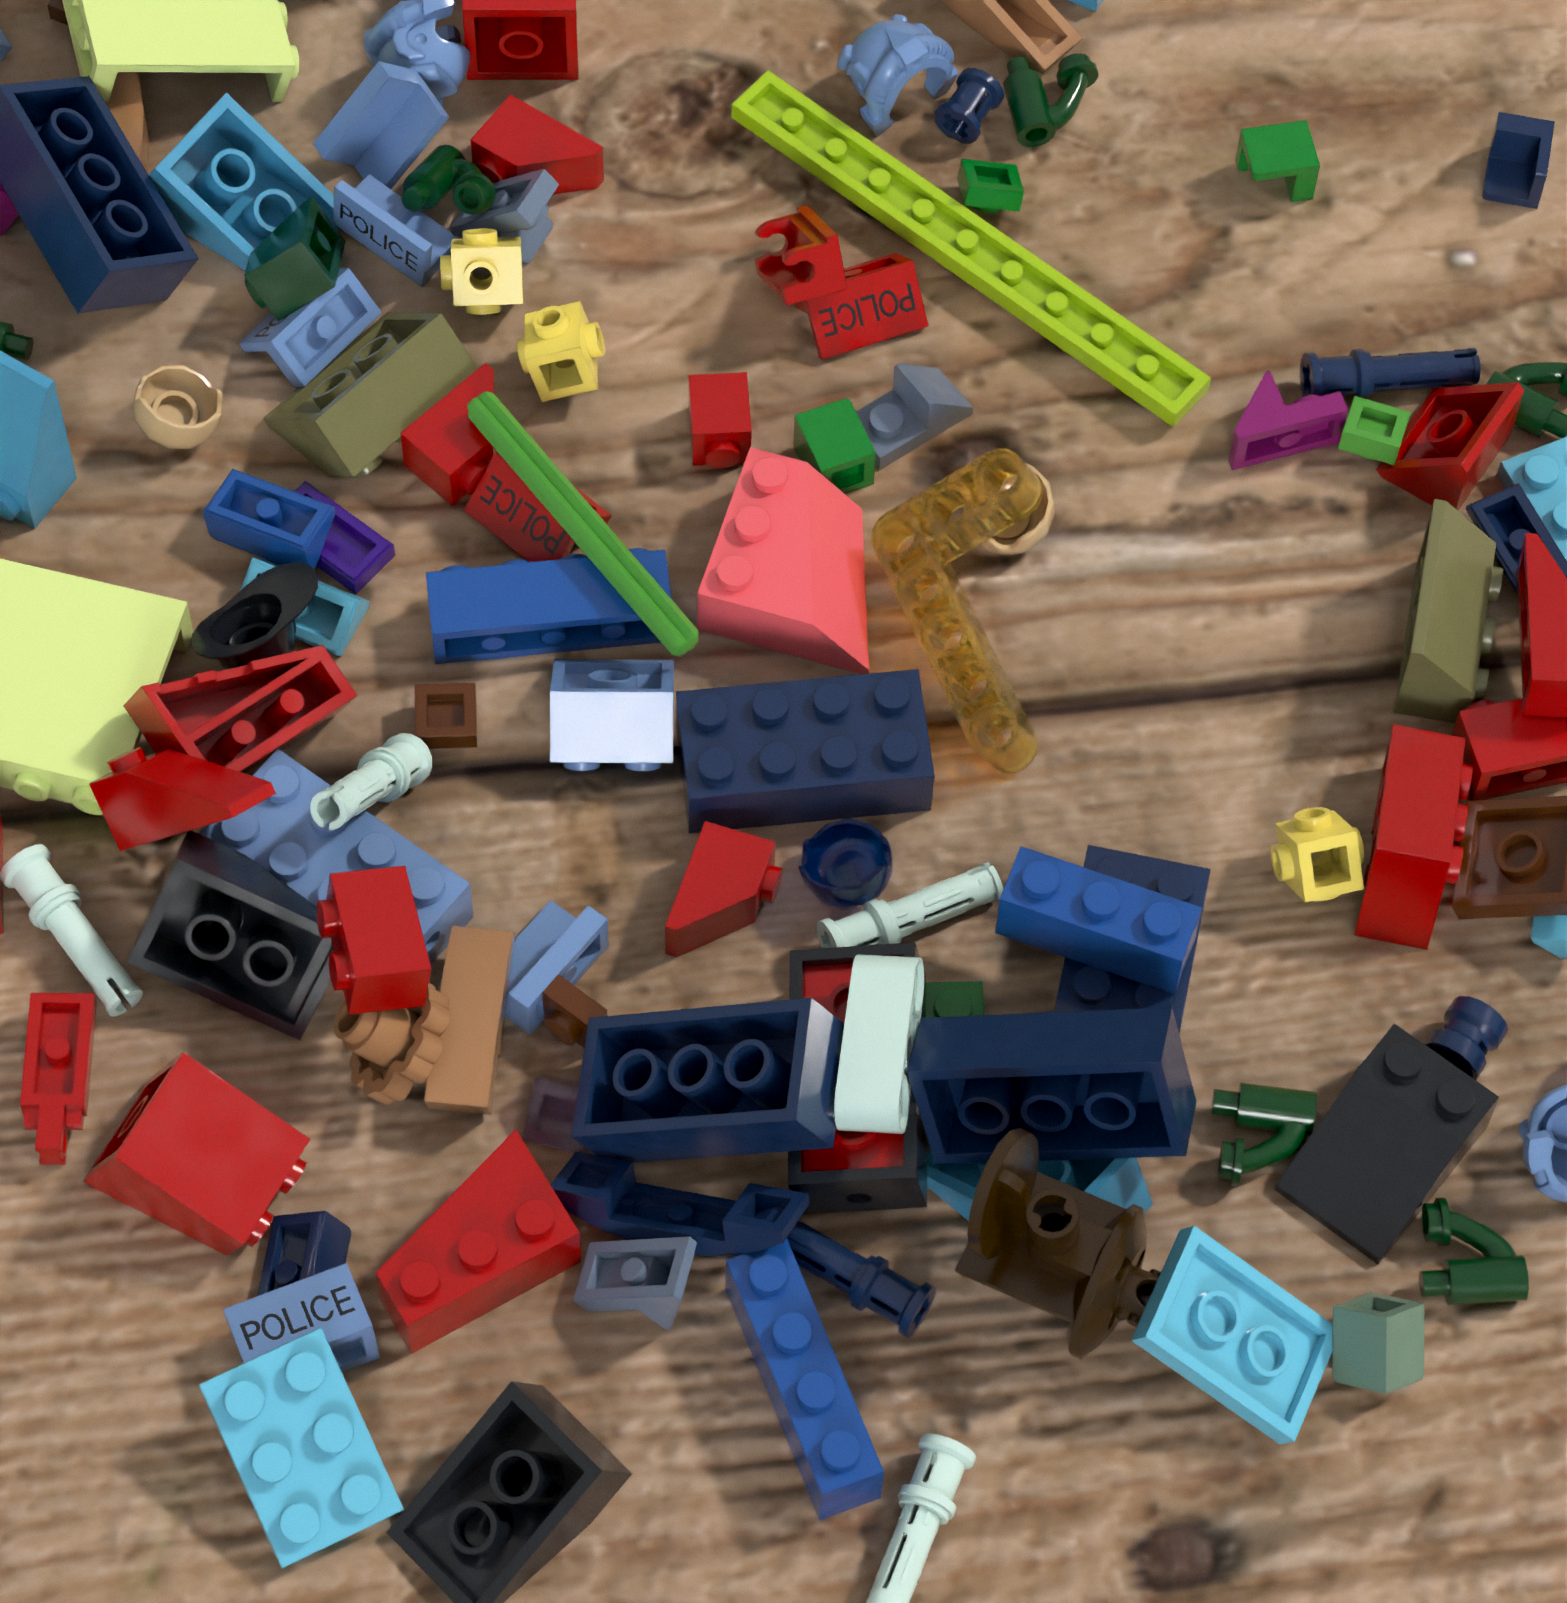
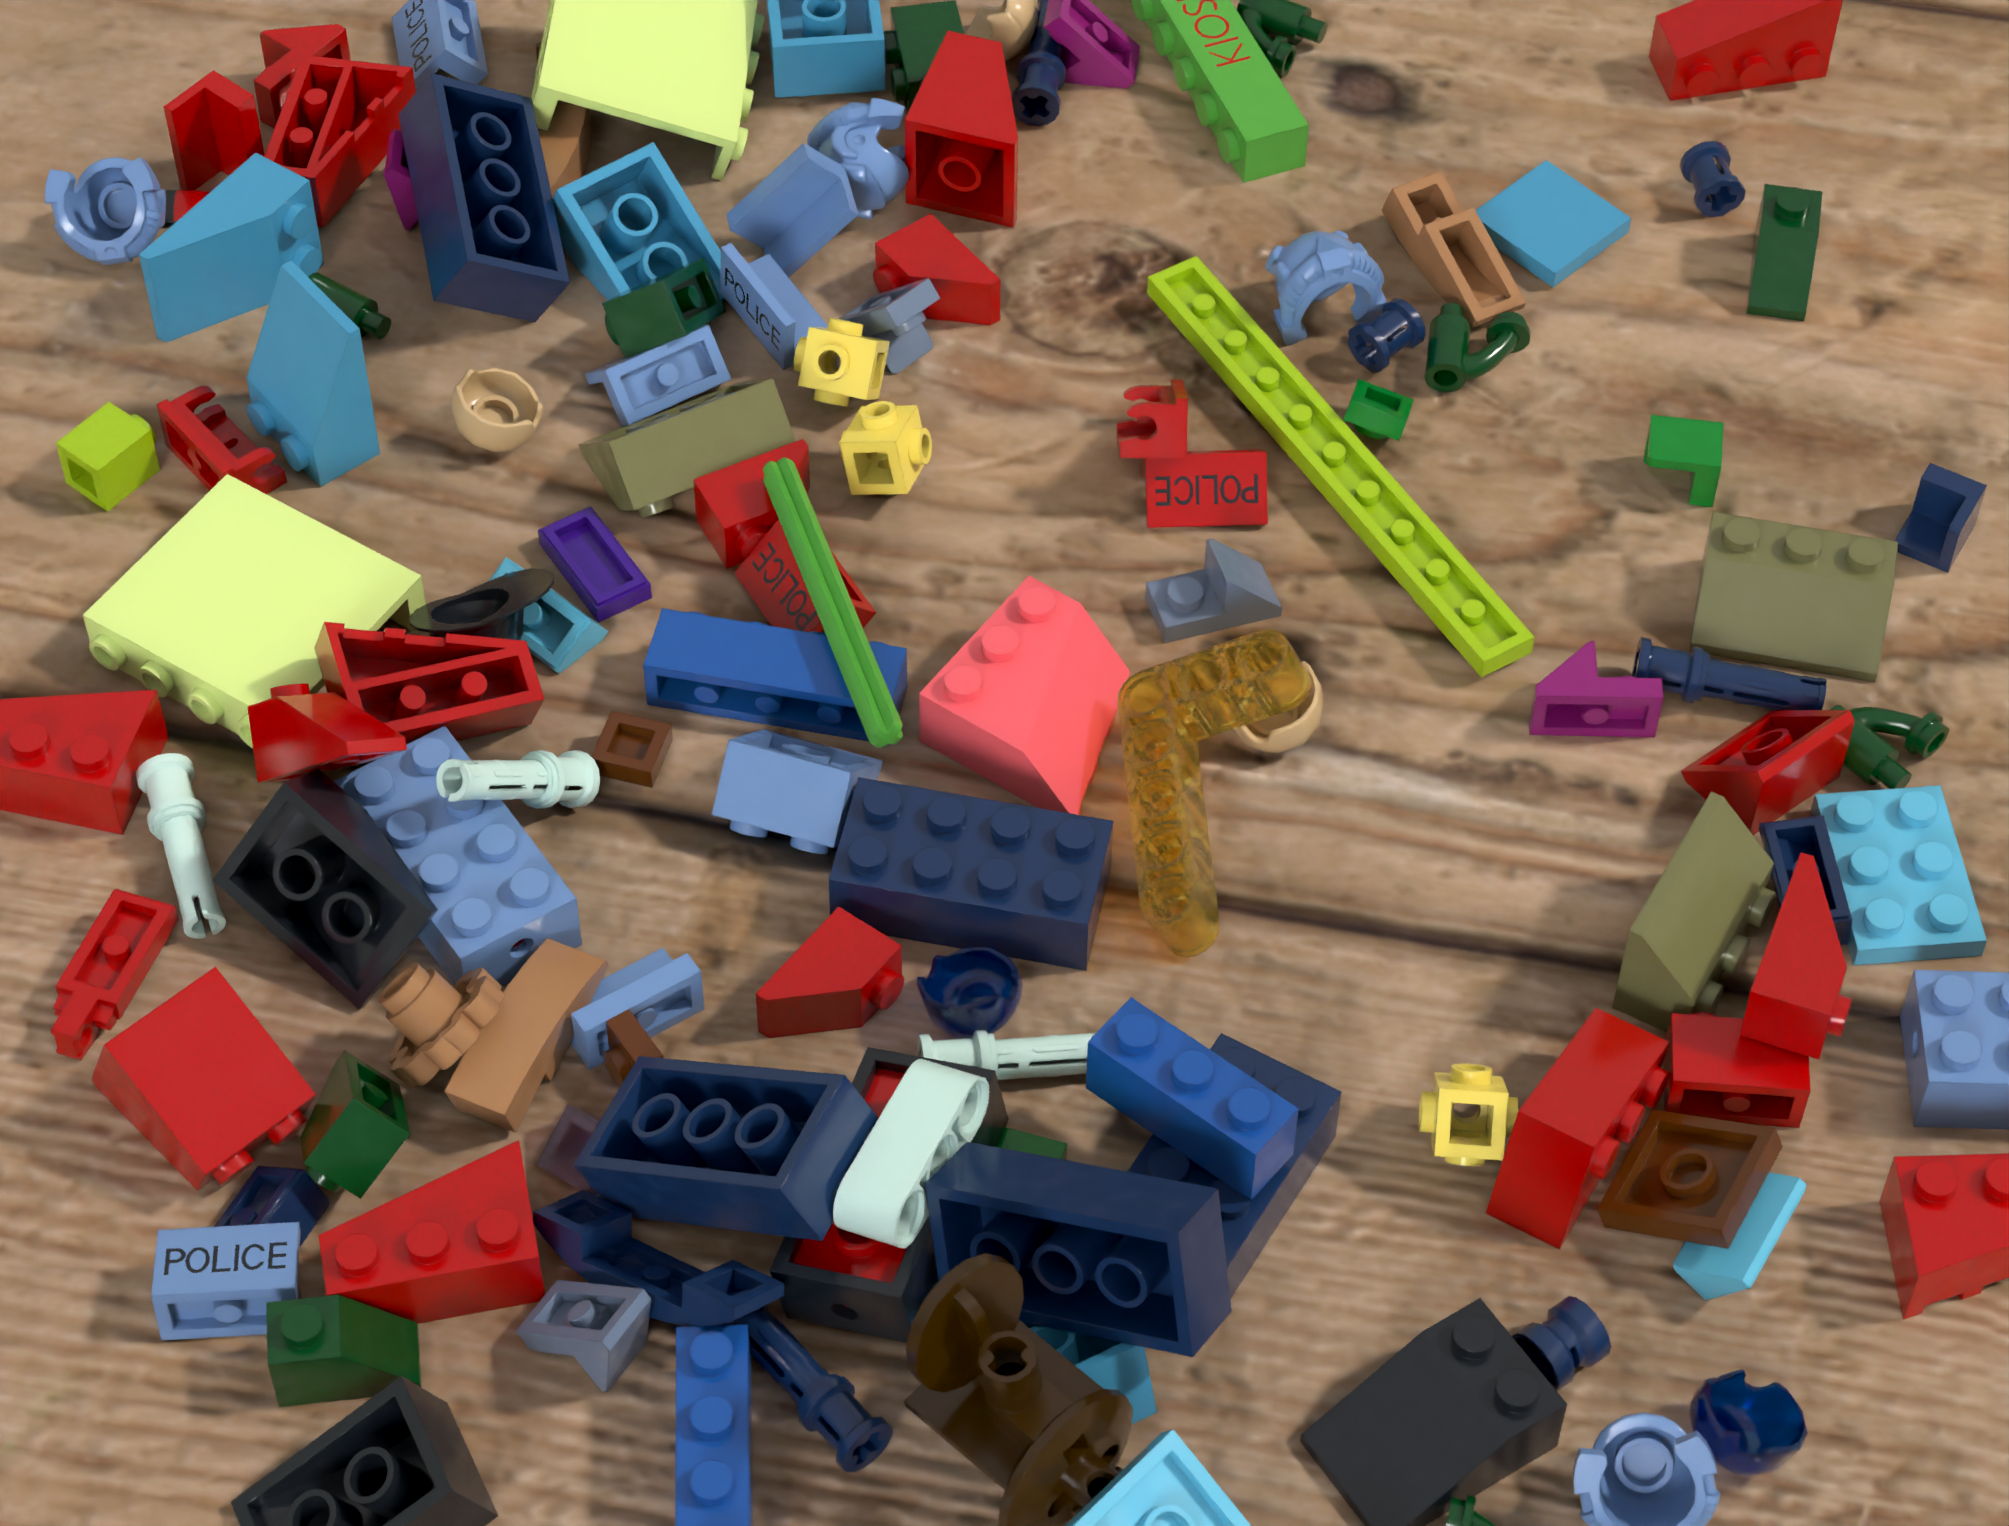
camera: 20 degrees right, 10 degrees down
(268, 520) = (537, 529): blue slope -> none
(300, 1447) = (174, 1386): medium azure plate -> none
(355, 1157) = (353, 1127): none -> dark green slope
(374, 940) = (445, 912): red brick -> none
(428, 1368) = (337, 1349): none -> dark green slope
(439, 174) = (836, 271): dark green plant -> none
(719, 419) = (1016, 545): red brick -> none
(836, 445) = (1123, 603): green panel -> none
(1263, 1108) = (1314, 1351): dark green plant -> none
(1374, 430) = (1689, 729): bright green plate -> none
(1419, 274) = (1794, 596): none -> olive slope

